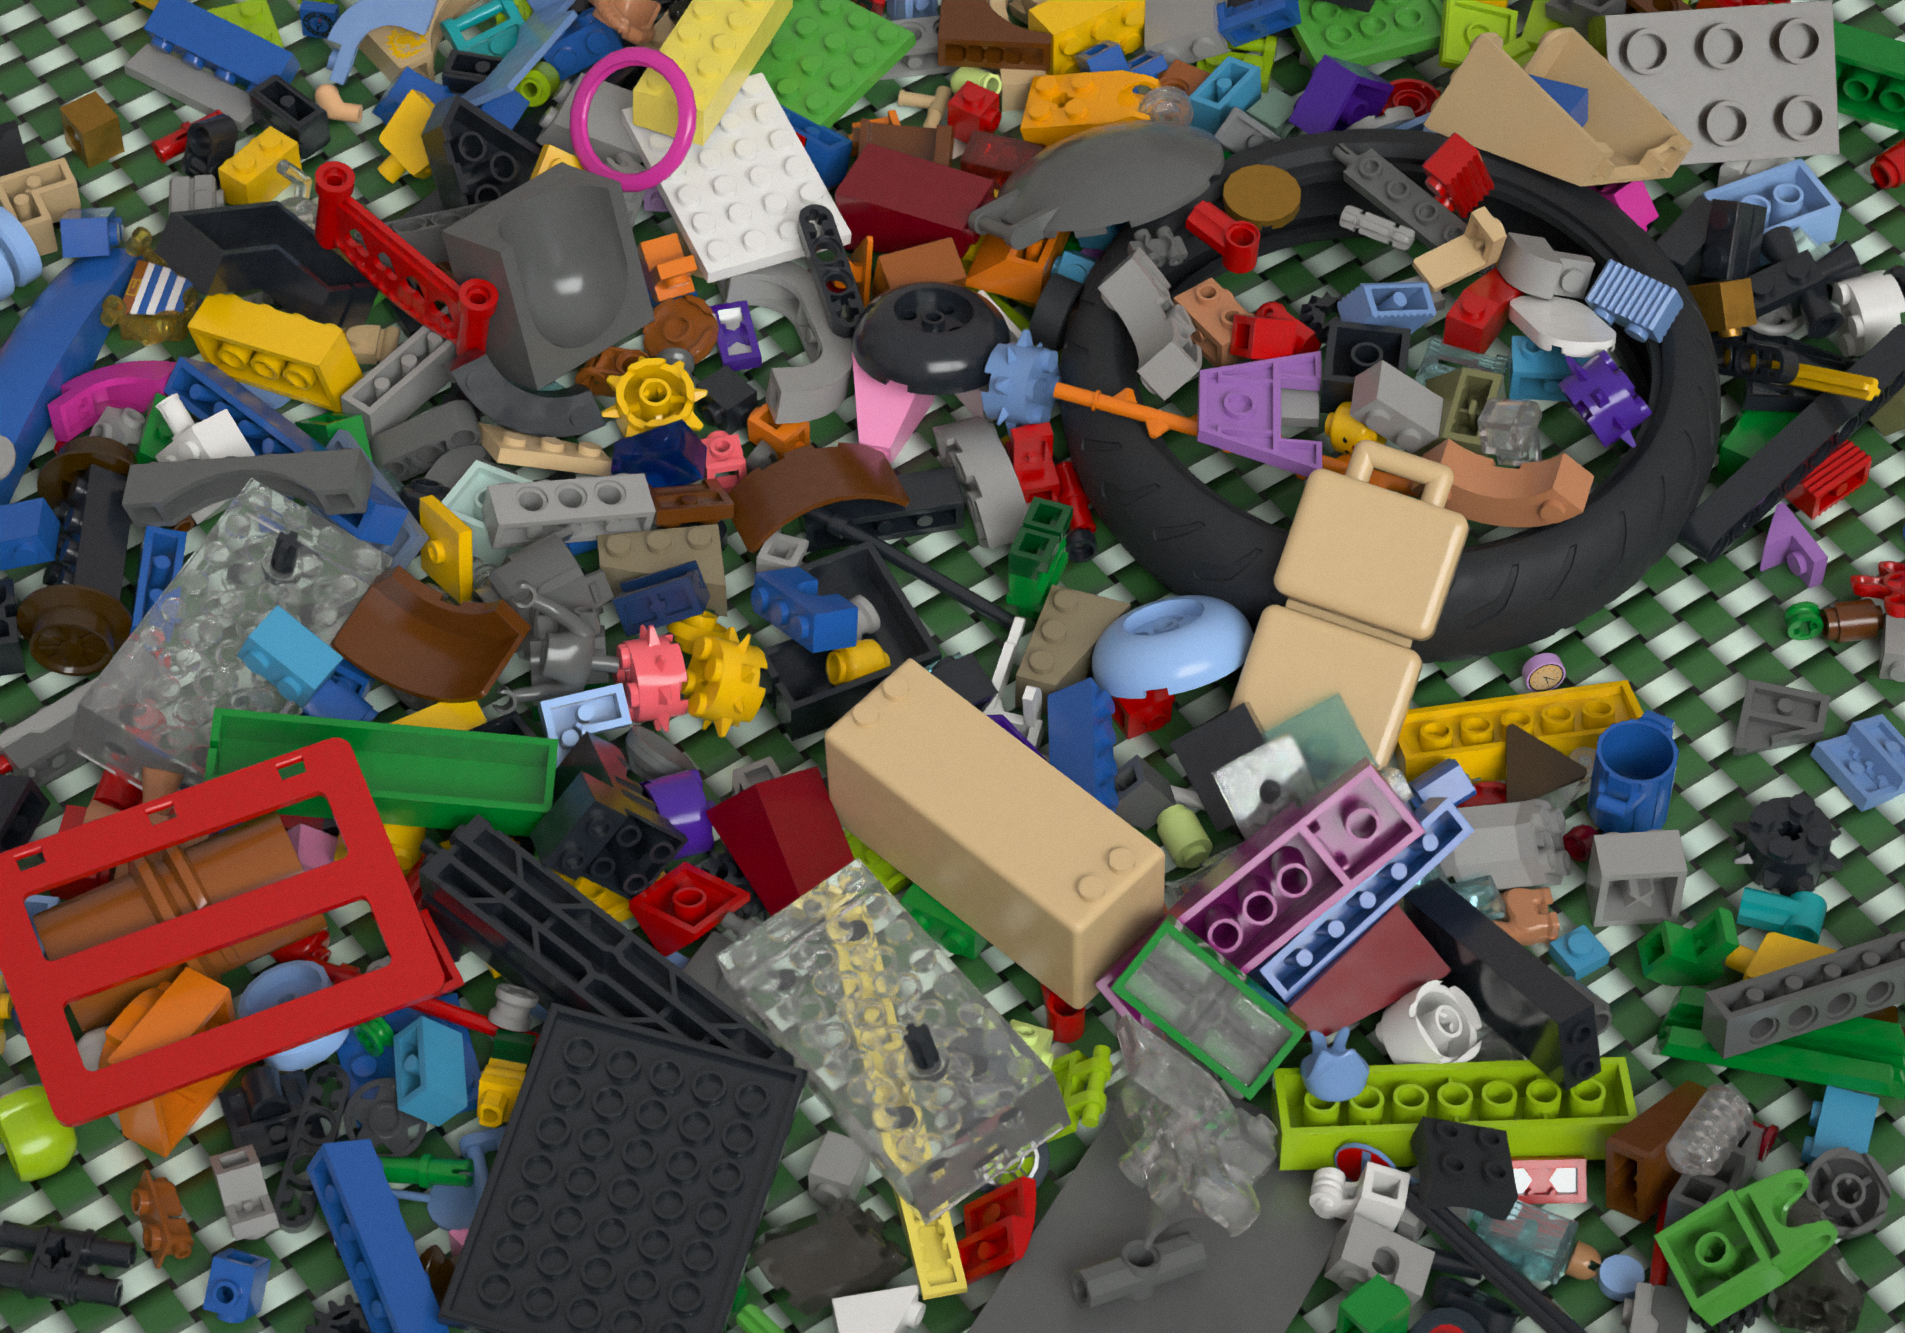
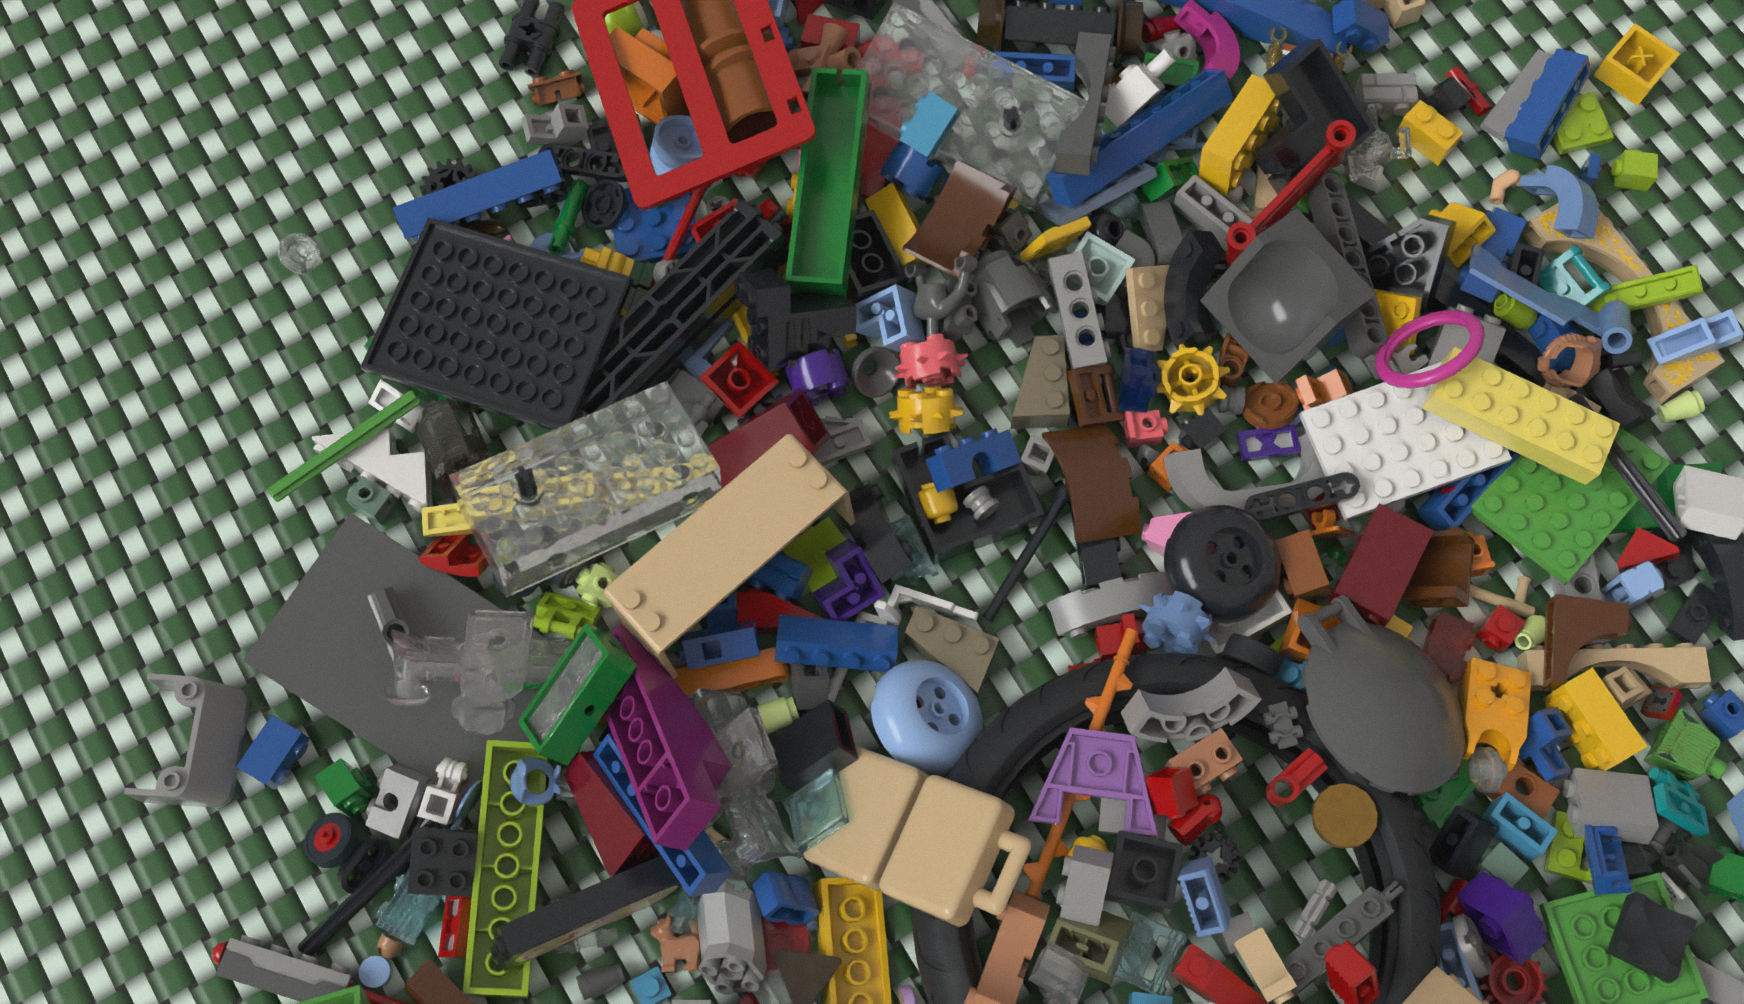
camera: 95 degrees right, 20 degrees up
(92, 129) = (1468, 27): pearl gold piece -> none
(236, 1285) = (495, 122): blue brick -> none
(291, 113) = (1481, 149): black brick -> none
(430, 1071) = (619, 223): dark azure brick -> none
(662, 597) = (998, 372): dark blue hinge -> none
(689, 629) = (986, 402): yellow plate -> none
(1038, 556) = (1017, 632): dark green hips -> none
(1089, 545) = (1055, 668): black hinge -> none
(1430, 1026) = (569, 860): white brick -> none

